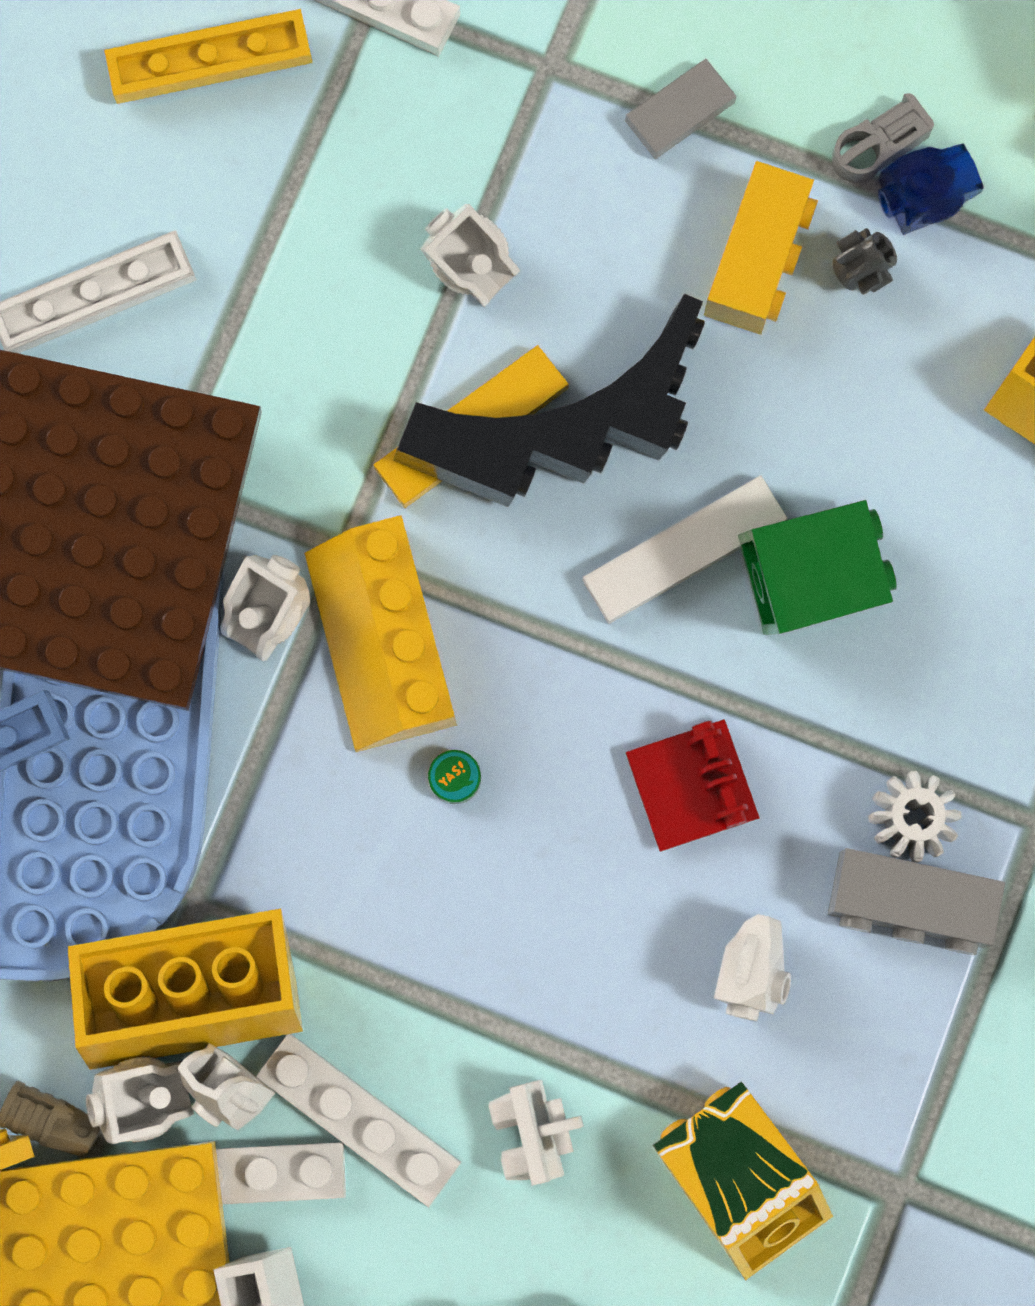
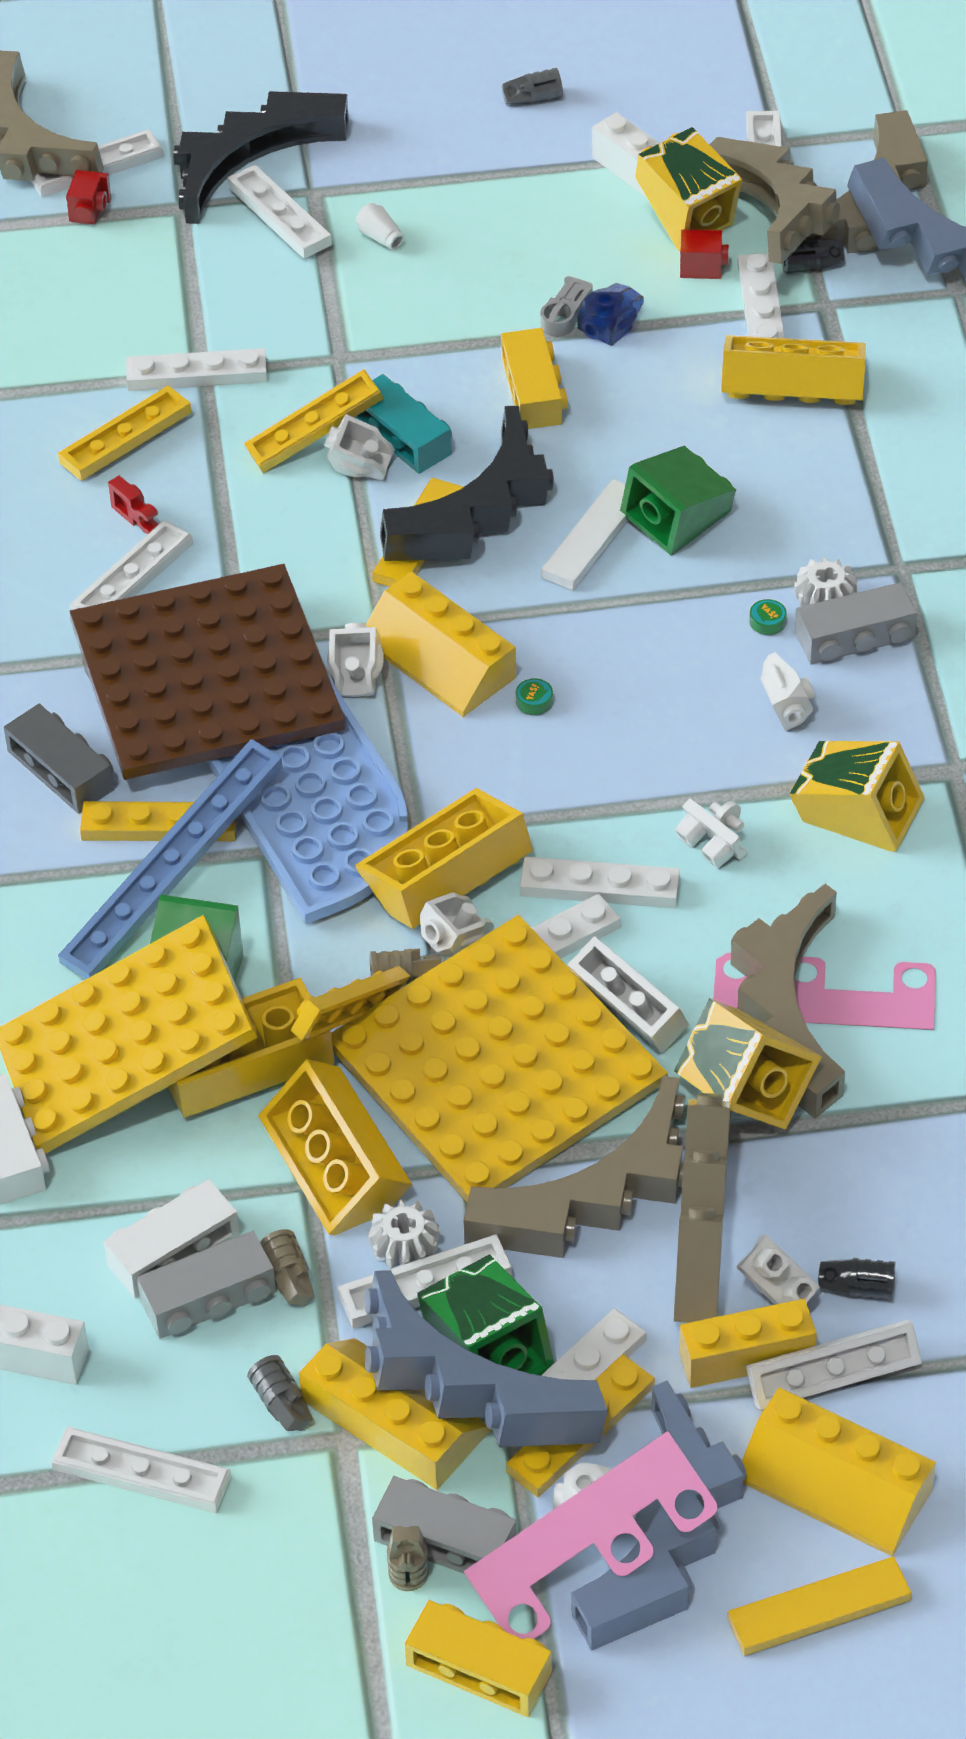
camera: 30 degrees left, 30 degrees down
(147, 177) = (130, 504): none -> red plate
(223, 1088) = (504, 889): white hand -> none
(440, 176) = (313, 421): none -> yellow tile
(553, 233) = (408, 425): none -> teal brick
(680, 108) = (434, 342): light grey tile -> none
(692, 785) = (682, 634): red hinge -> none
(818, 813) = (767, 616): none -> green tile
(864, 261) = (599, 356): dark grey gear -> none

